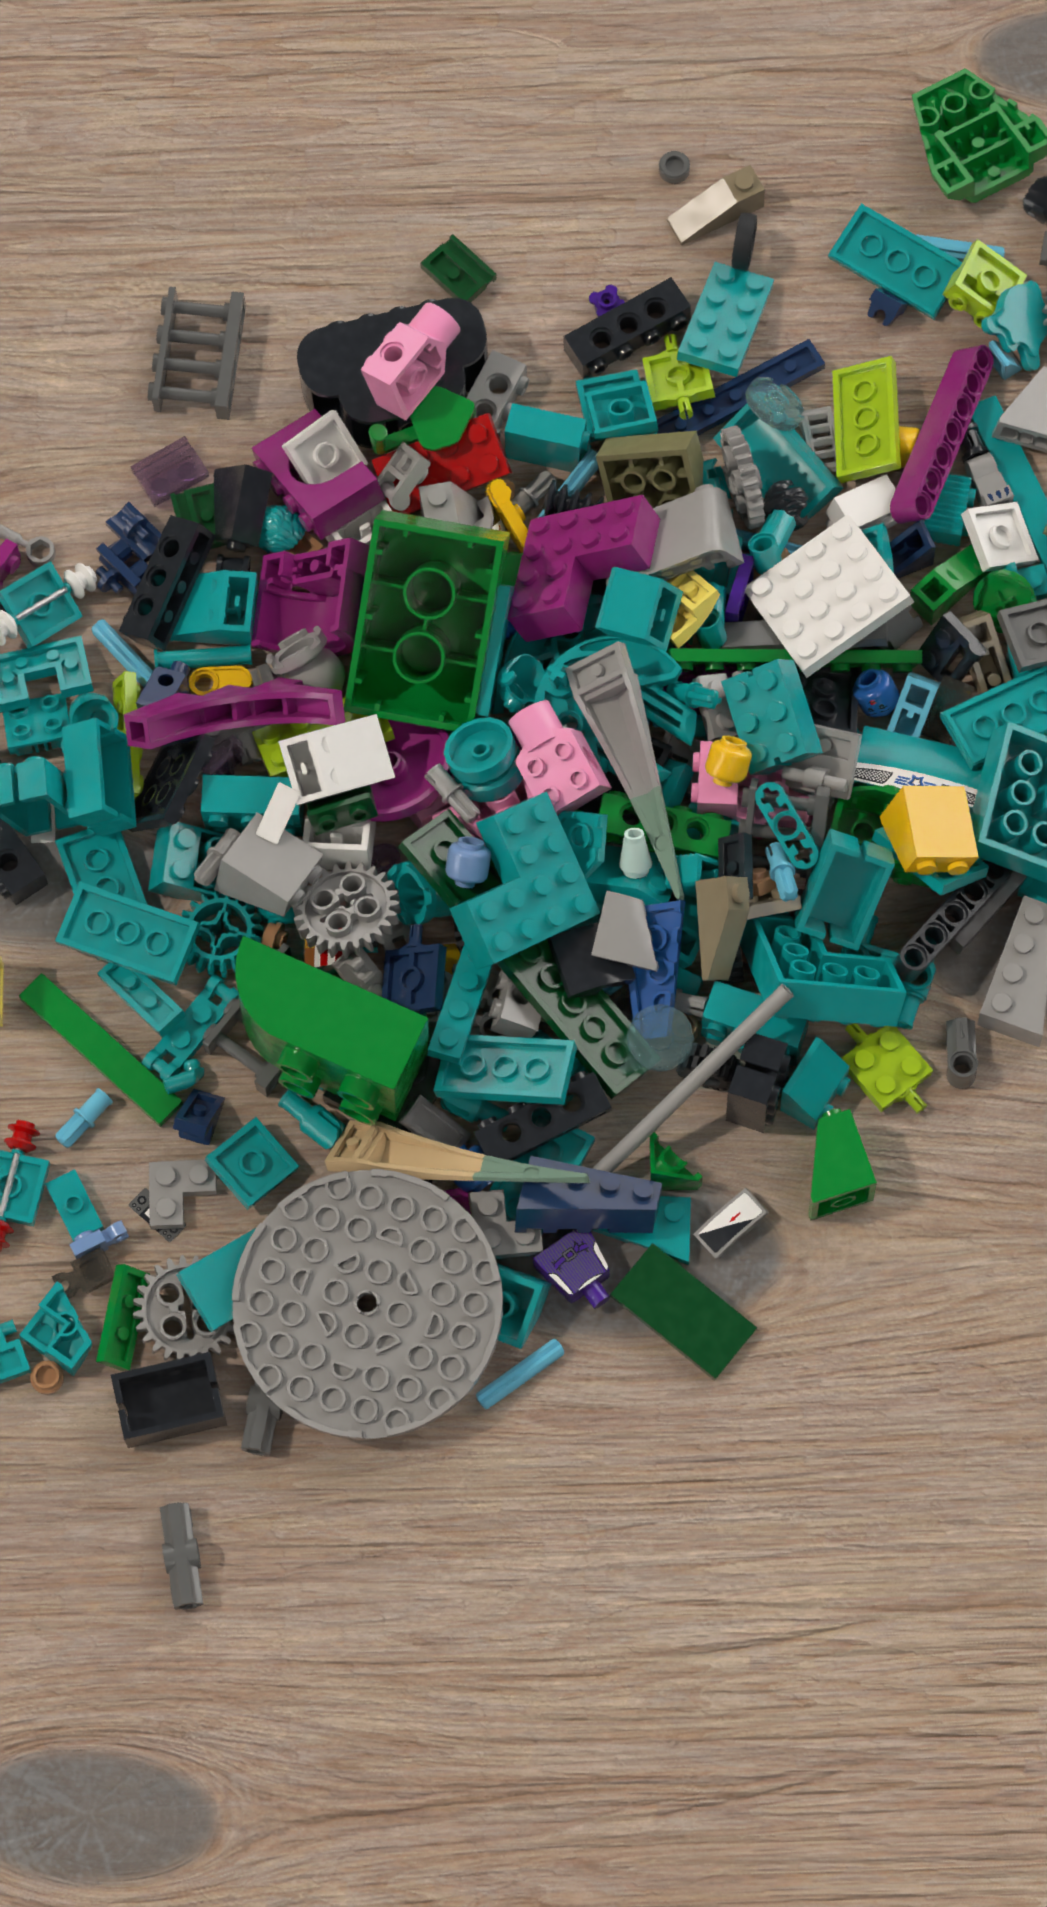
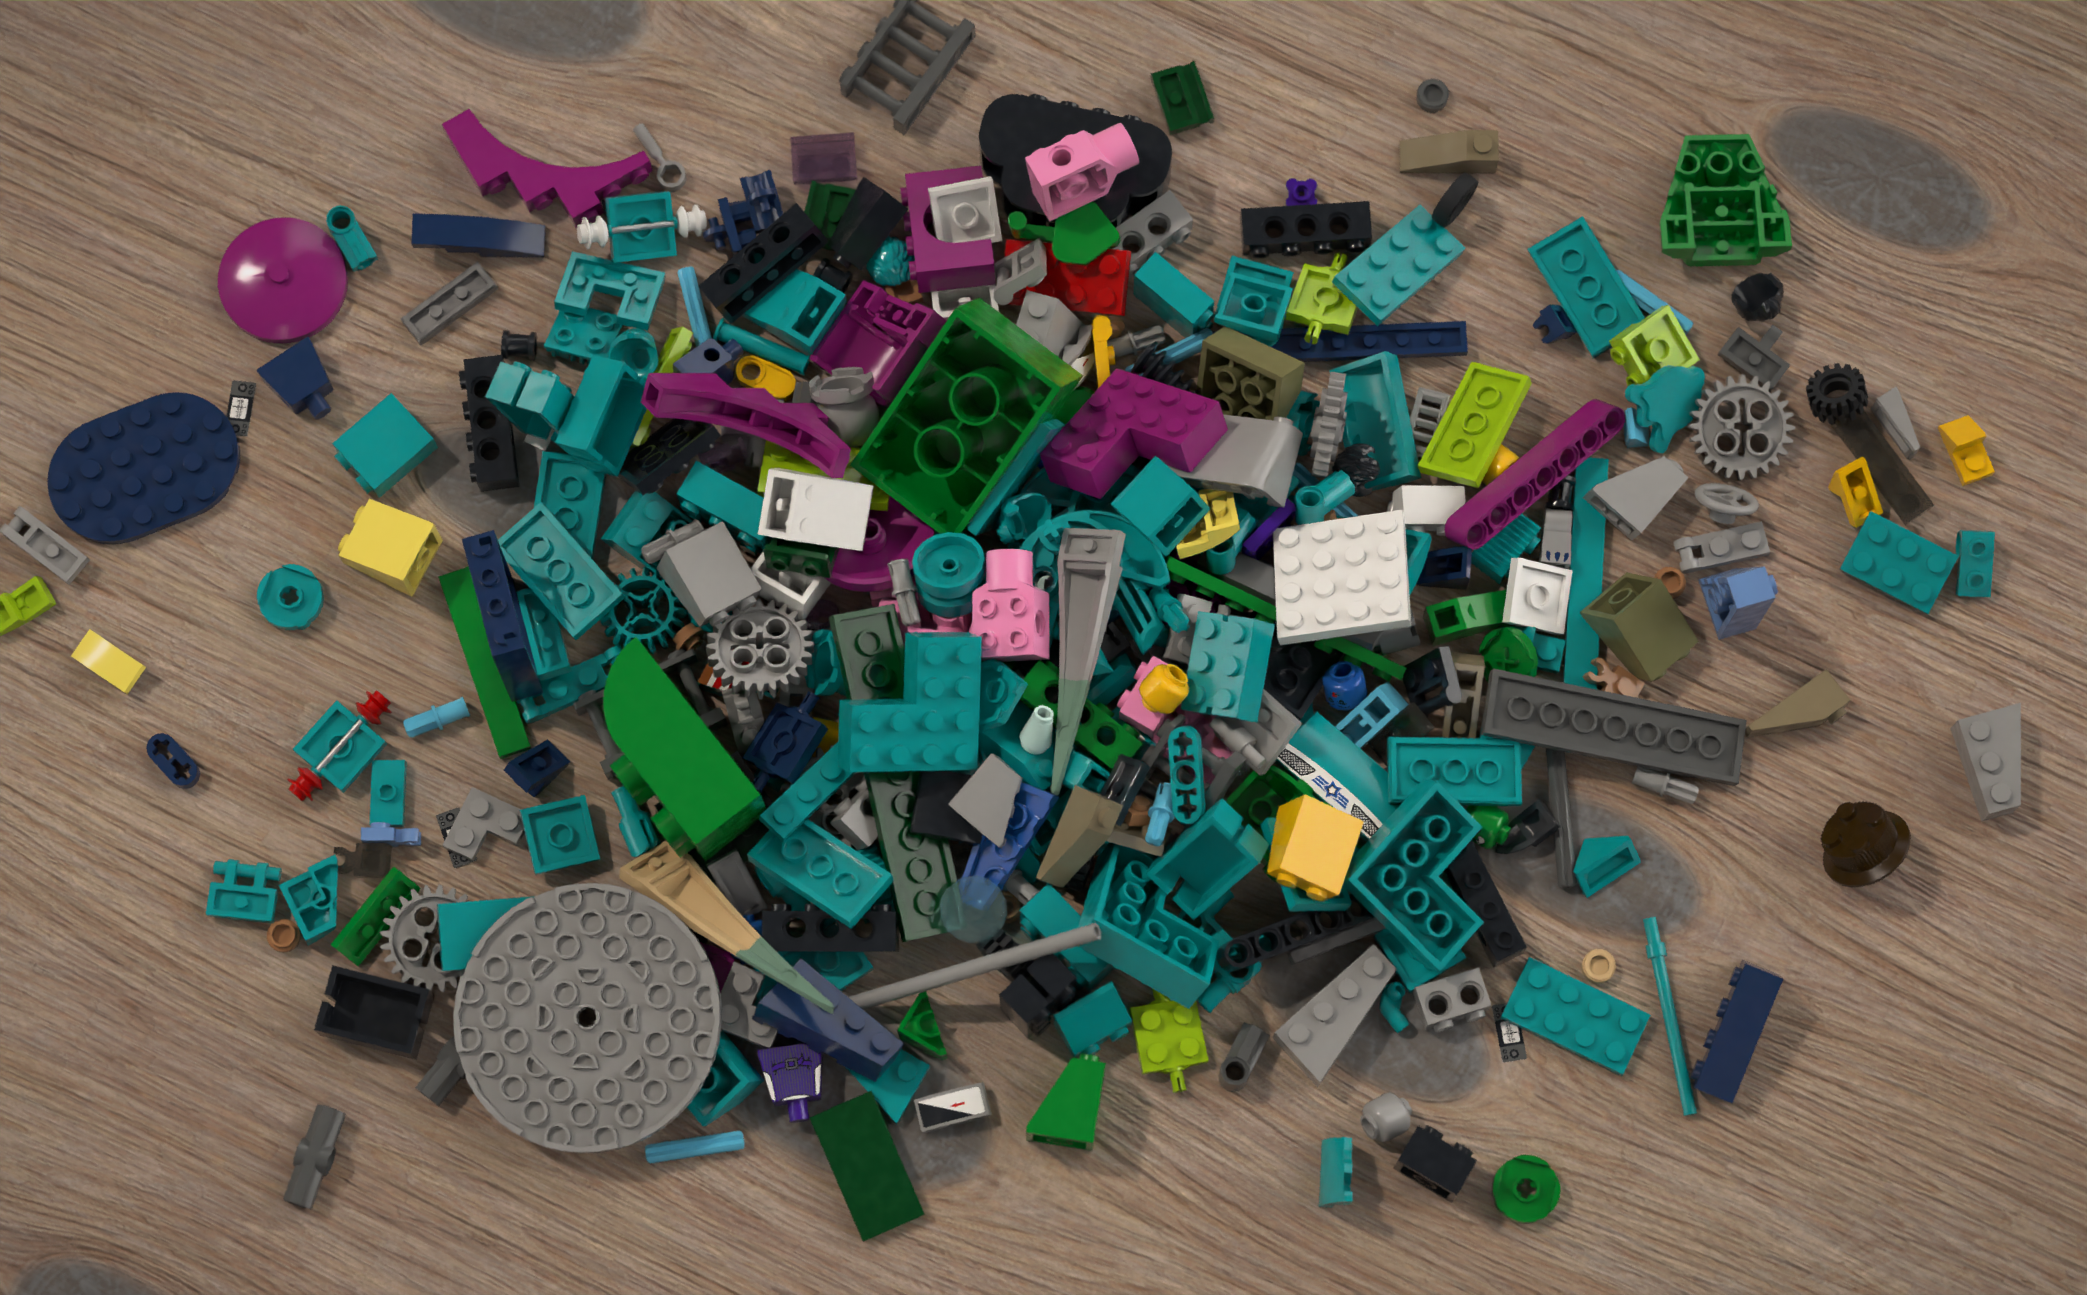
camera: 25 degrees right, 5 degrees up
(102, 991) = (502, 615): none -> dark blue window
(186, 1079) = (542, 729): teal arm -> none
(278, 813) = (737, 532): white sticker -> none
(468, 861) = (880, 664): medium blue head -> none
(774, 404) = (1397, 369): clear light blue tile -> none

